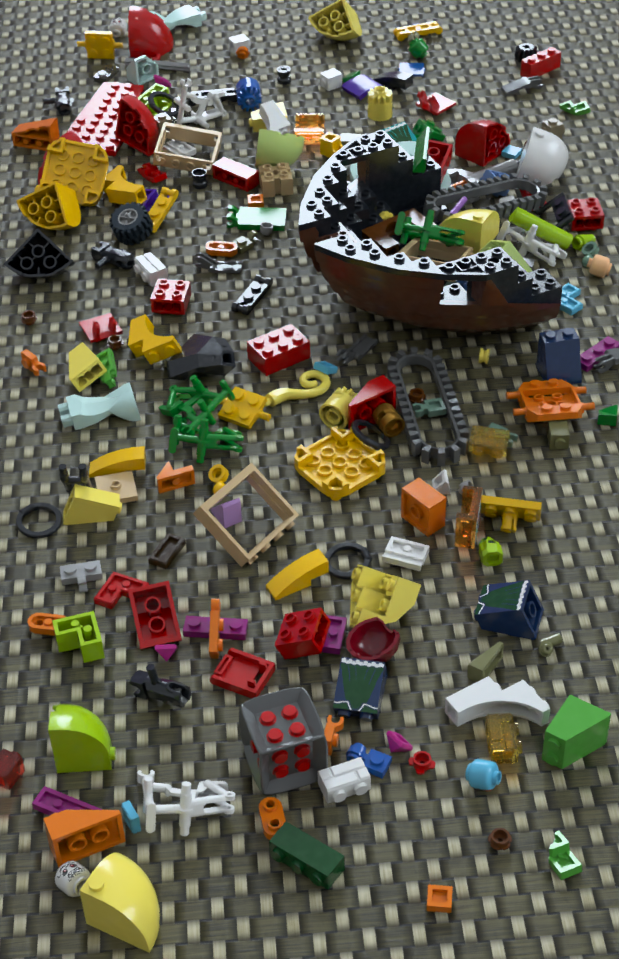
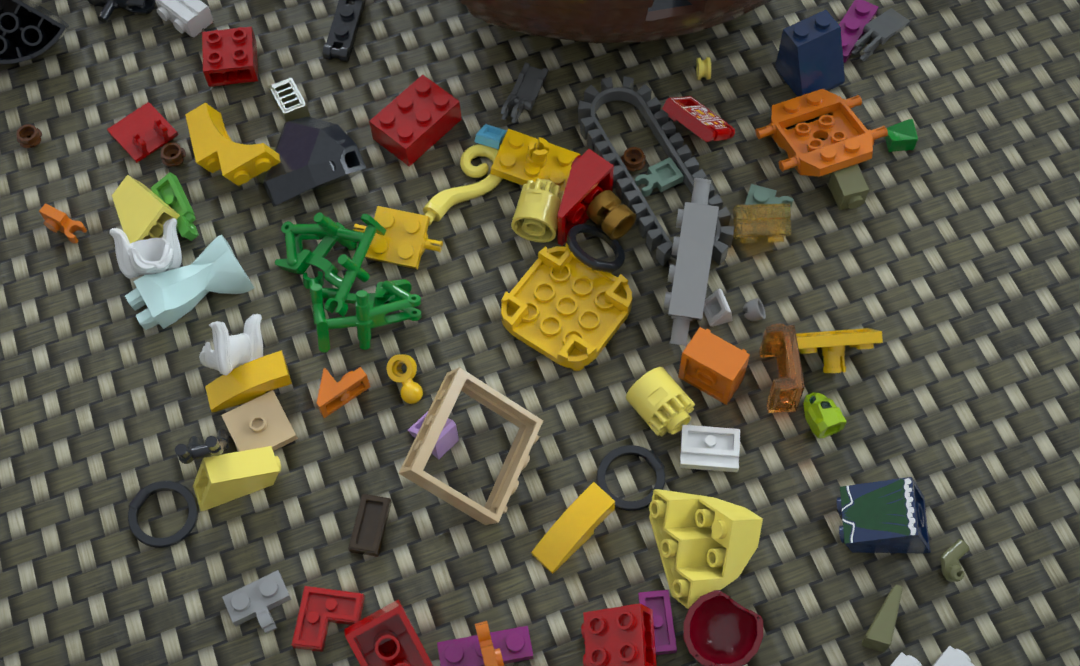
camera: 15 degrees left, 20 degrees up
(80, 386) = (148, 255): none -> white hair
(112, 439) = (234, 349): none -> white hair
(200, 326) = (294, 112): none -> olive slope
(342, 376) = (530, 158): none -> yellow plate
(380, 519) = (660, 402): none -> light yellow gear
(429, 441) = (693, 261): none -> light grey brick
(467, 379) = (698, 119): none -> red container

